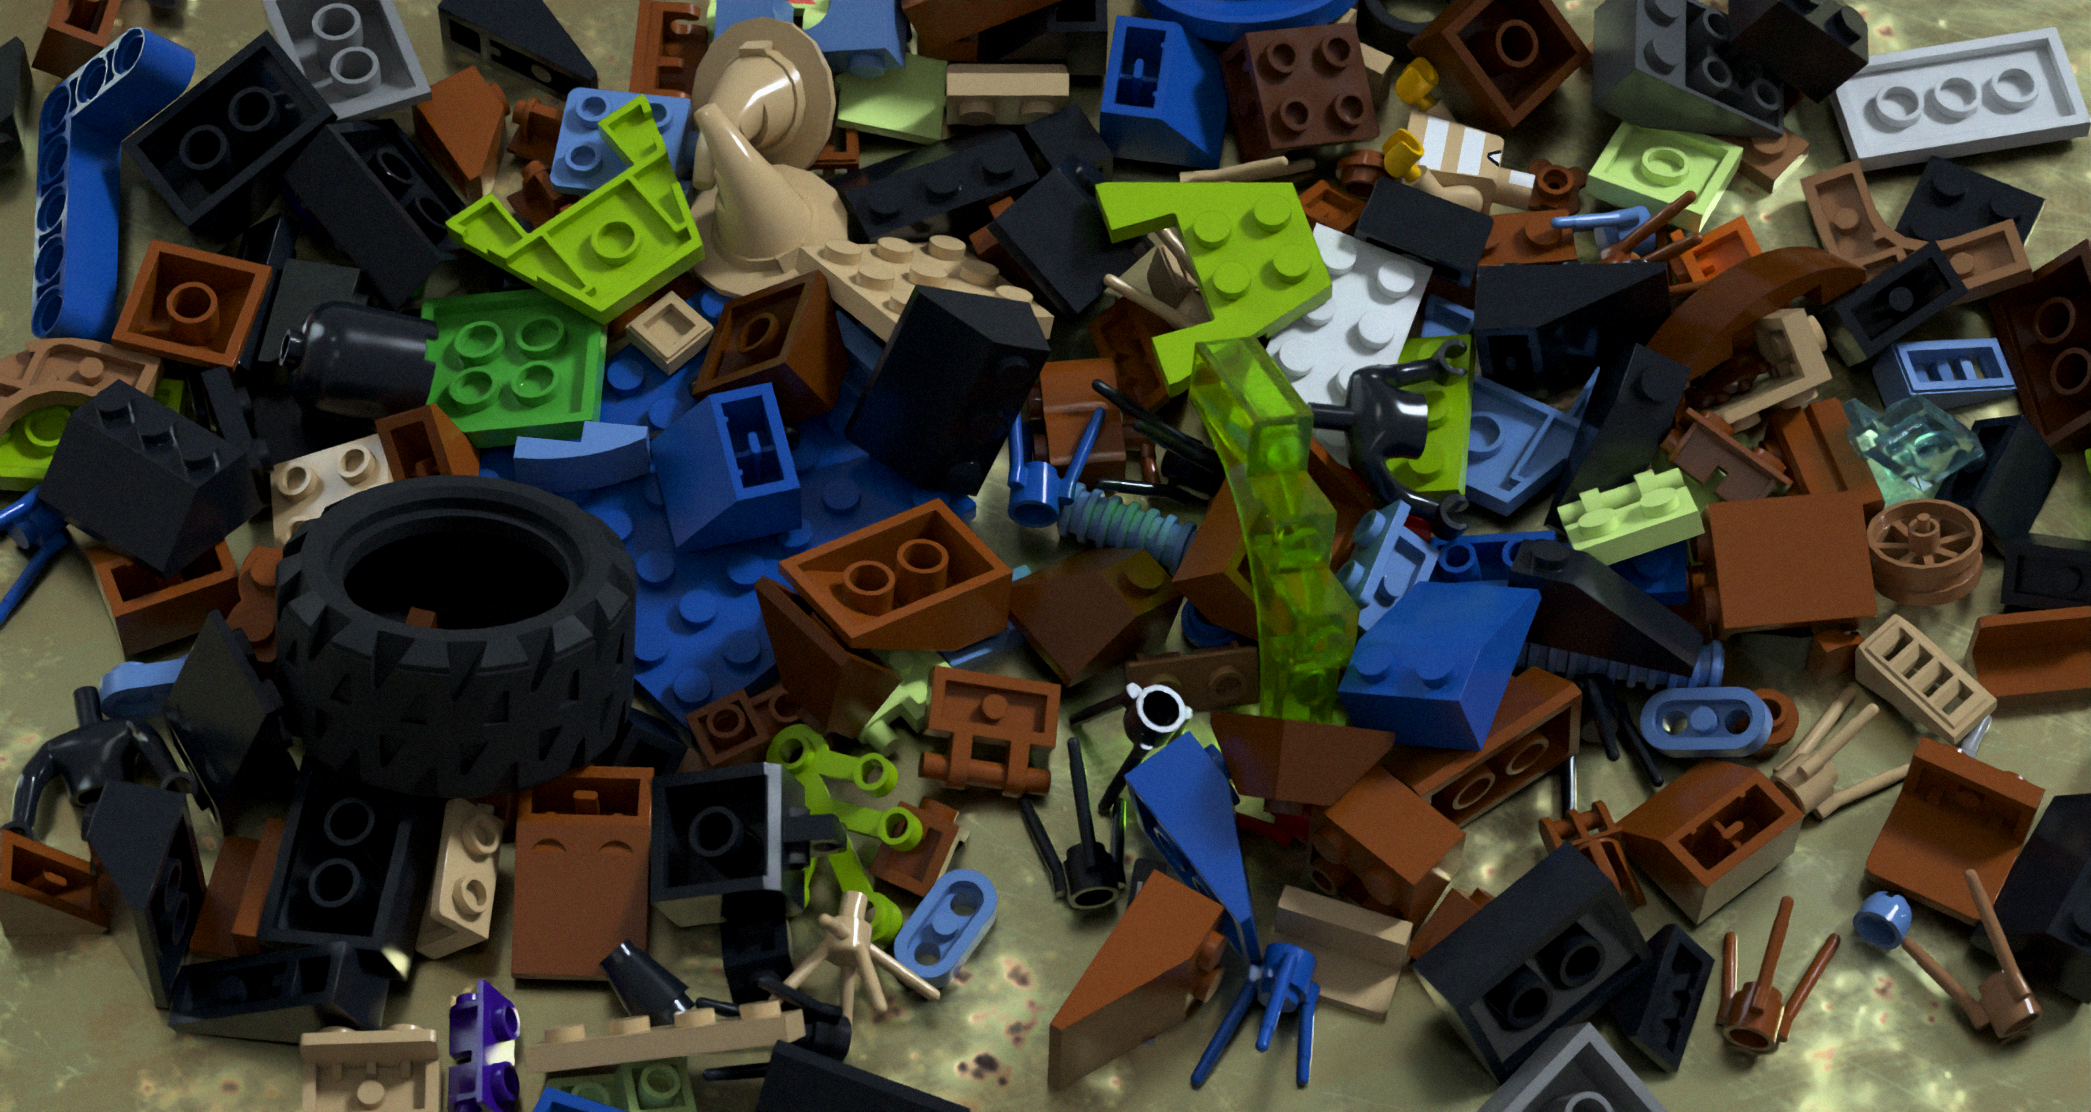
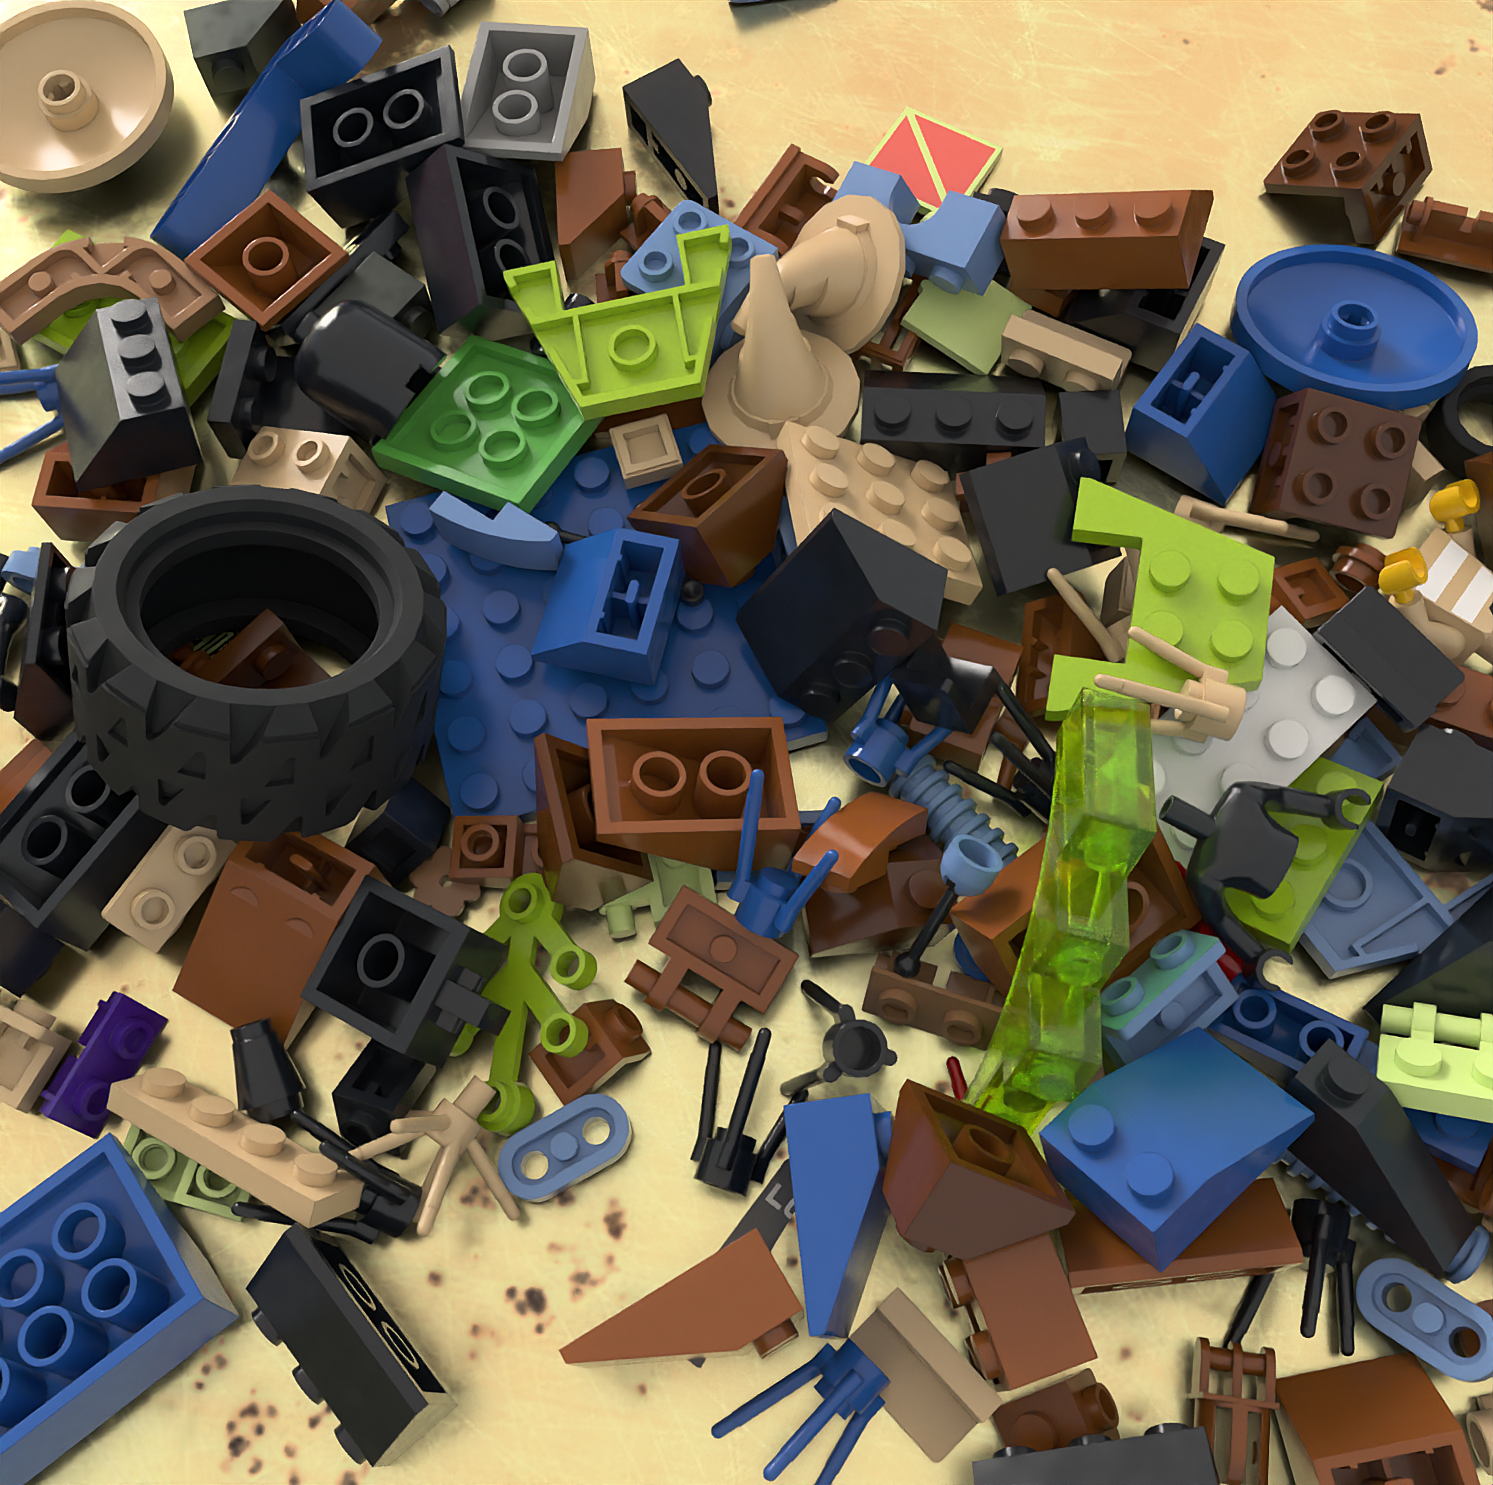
camera: 35 degrees right, 10 degrees up
(426, 444) = (376, 475): dark orange slope -> none
(1013, 645) = (773, 898): none -> blue plant
(1065, 564) = (863, 837): none -> dark orange slope
(1071, 413) = (944, 688): none -> black panel
(1173, 534) = (967, 870): none -> medium blue hinge
(1298, 321) = (1205, 706): none -> tan plant

